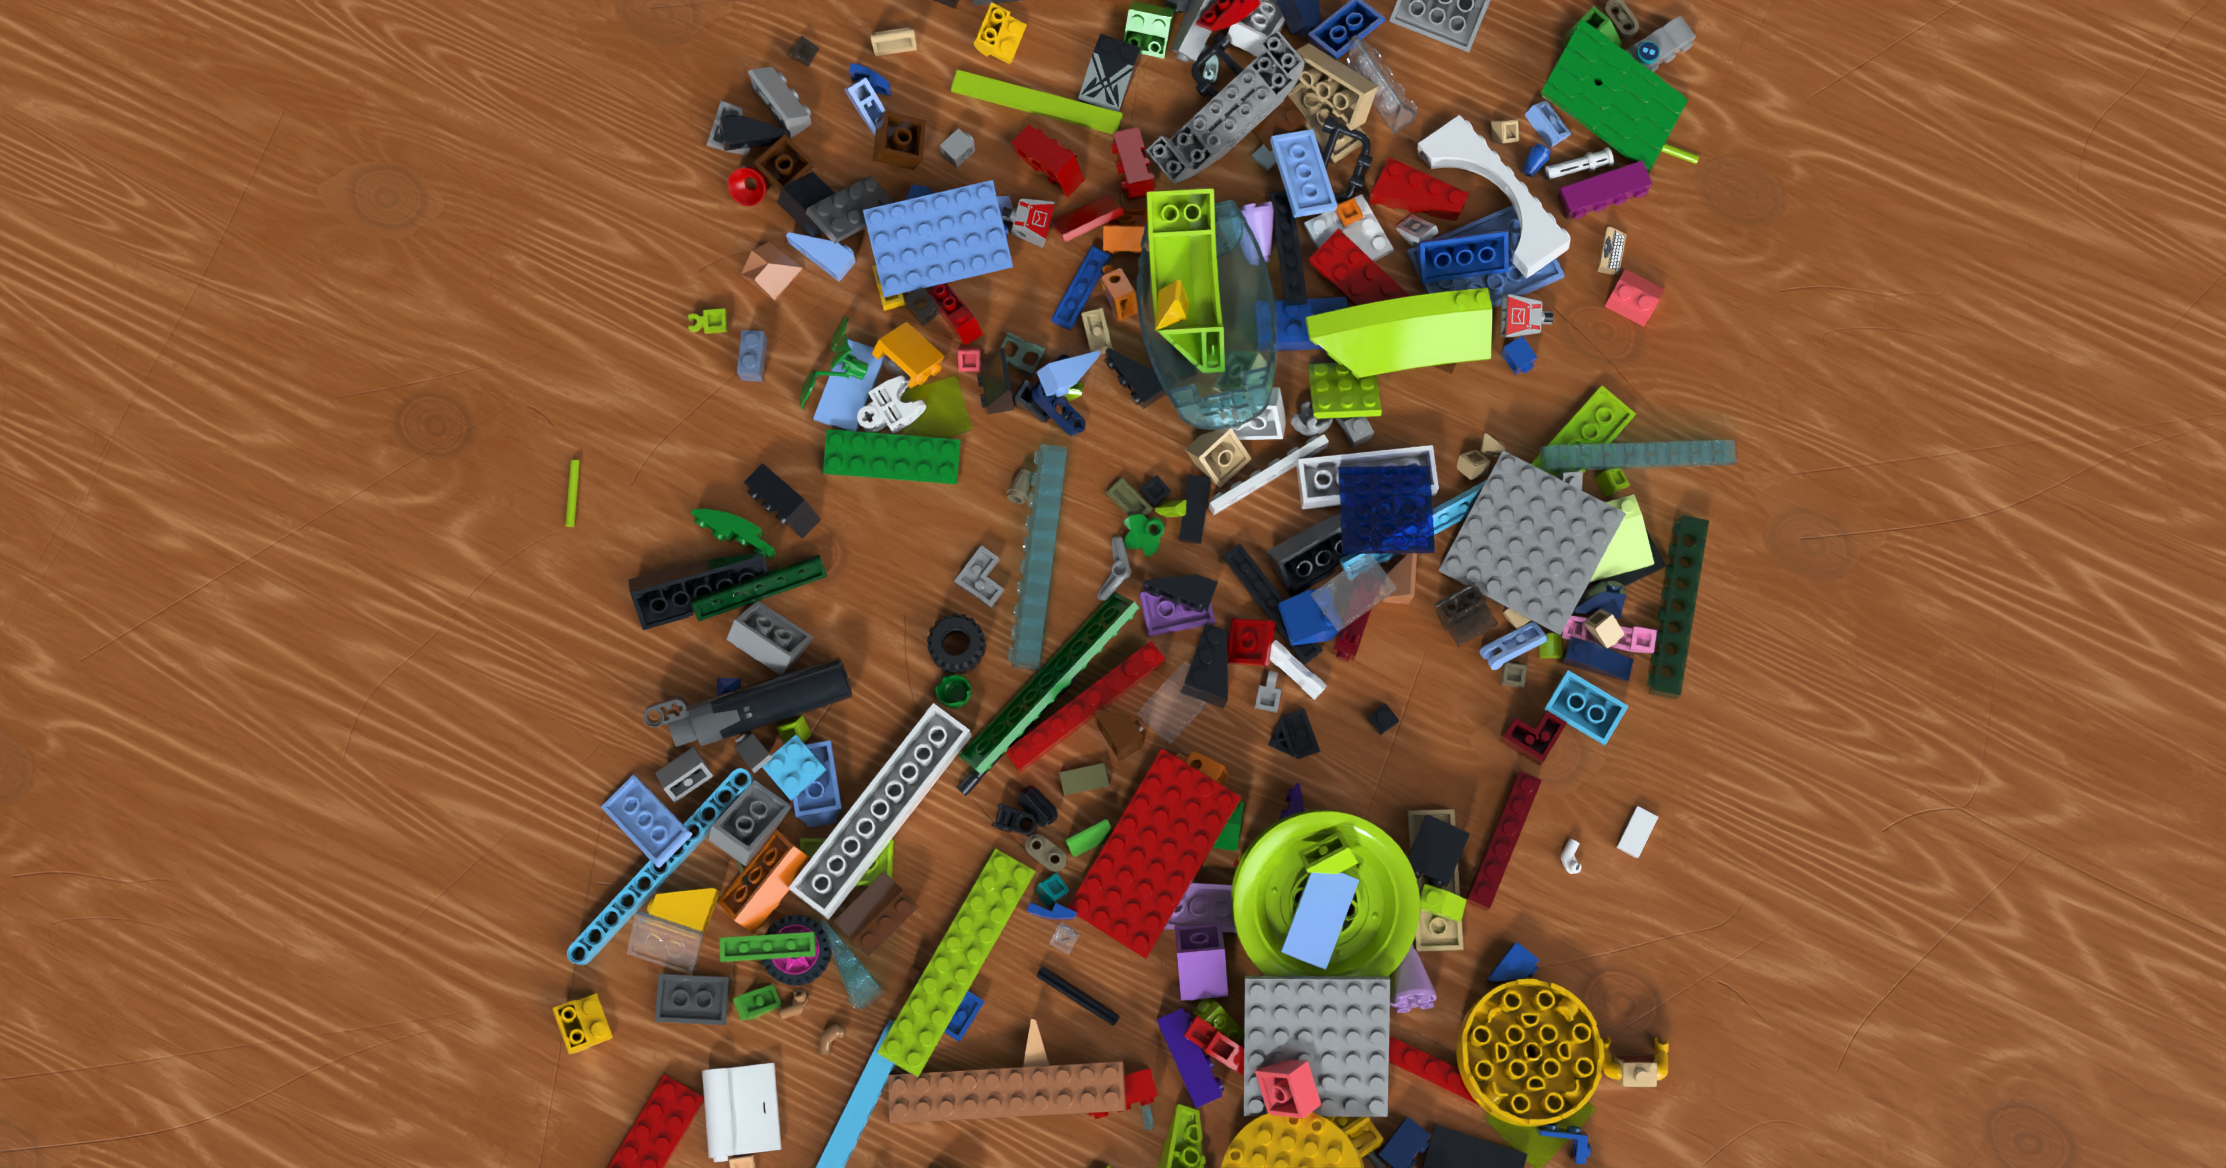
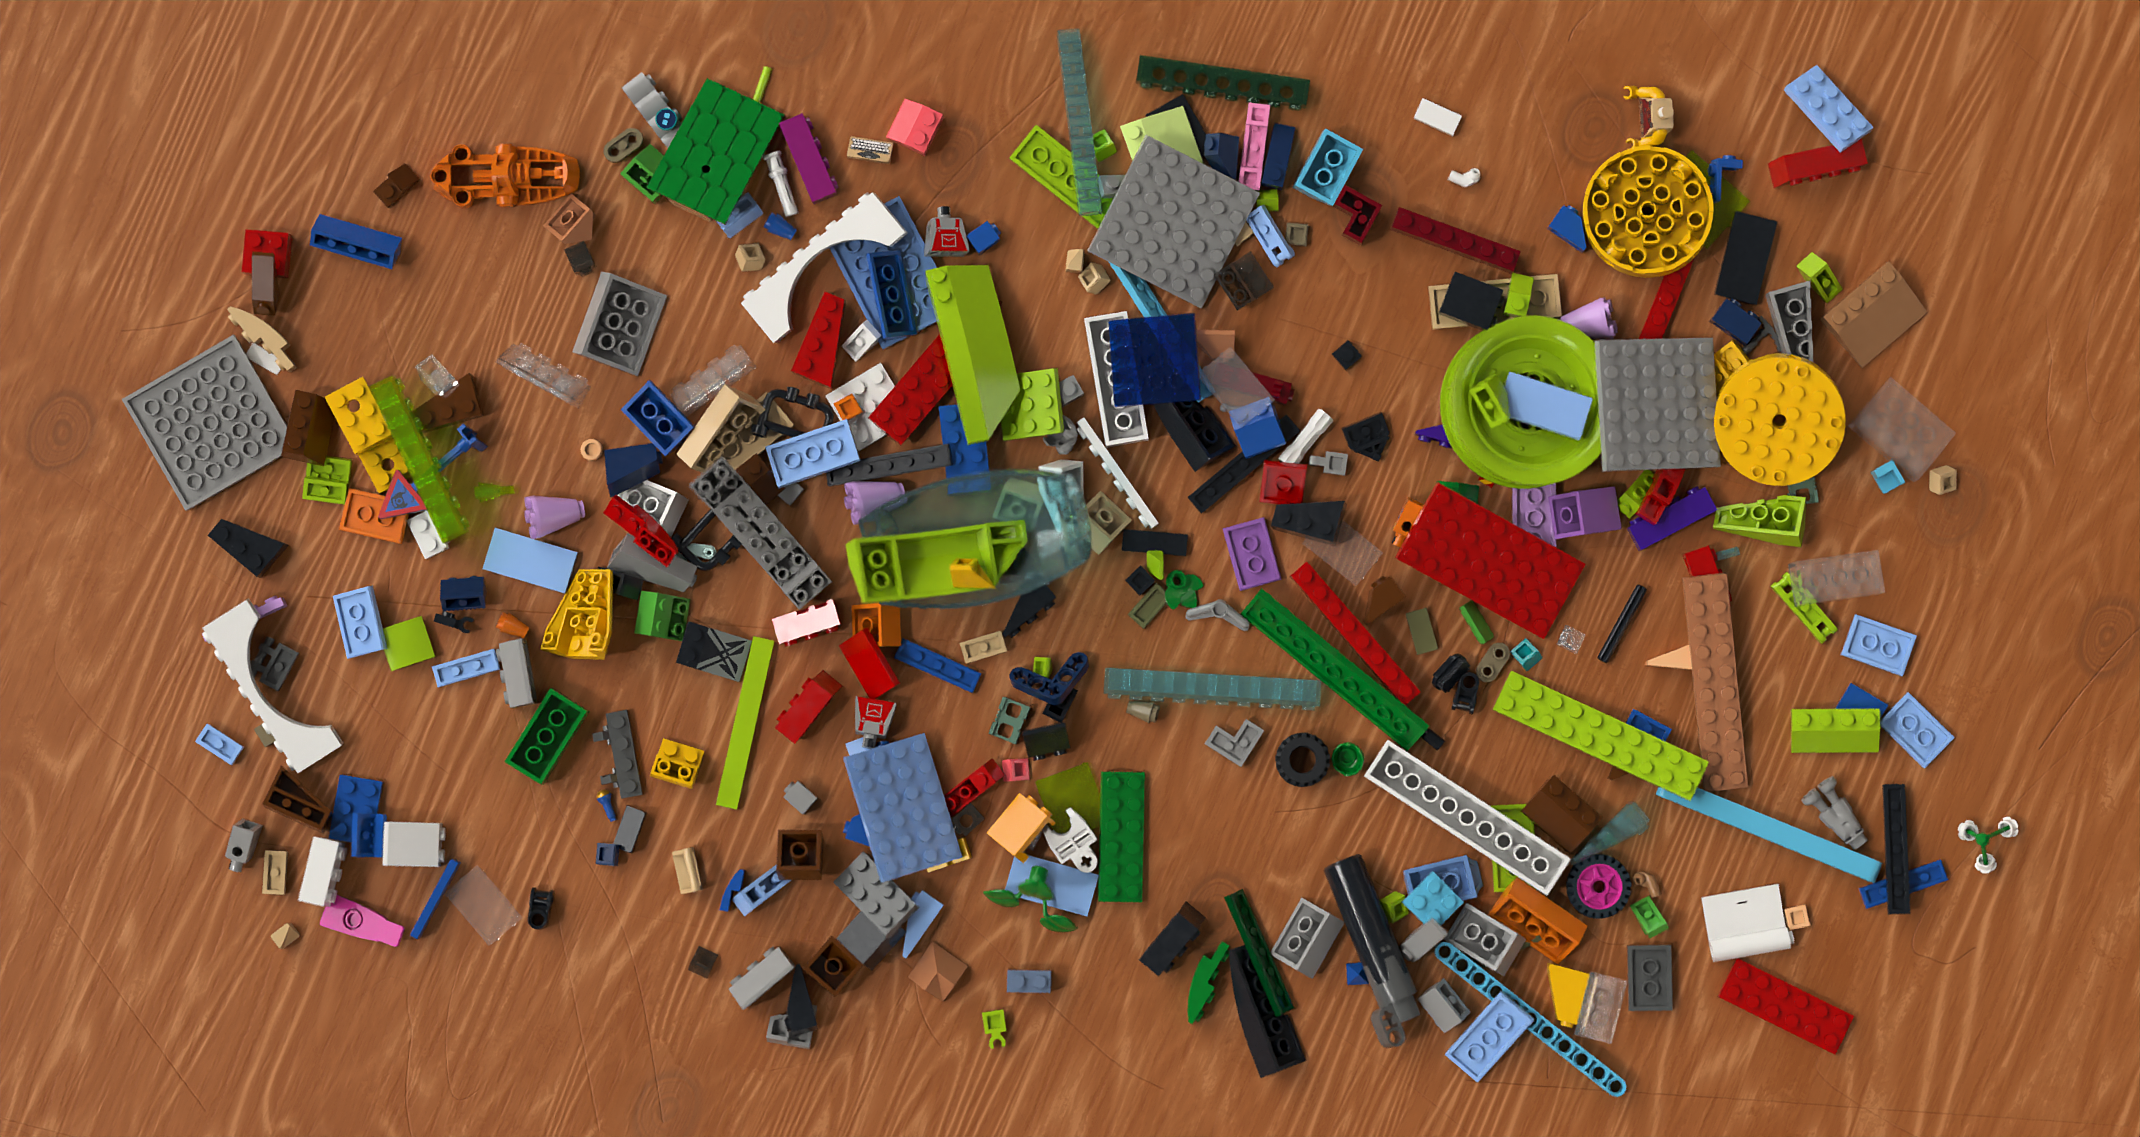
camera: 90 degrees left, 10 degrees up
(582, 1023) = (1678, 1076): yellow brick -> none
(739, 189) = (861, 1002): red piece -> none
(767, 947) = (1600, 910): bright green plate -> none
(830, 1035) = (1673, 849): medium nougat arm -> none
(1058, 912) = (1548, 646): blue slope -> none
(1063, 374) = (1034, 672): light blue slope -> none
(1119, 292) = (949, 625): orange torso -> none
(1186, 589) = (1237, 543): black slope -> none
(1288, 1088) = (1698, 427): coral slope -> none
(1604, 628) = (1251, 152): tan brick -> none

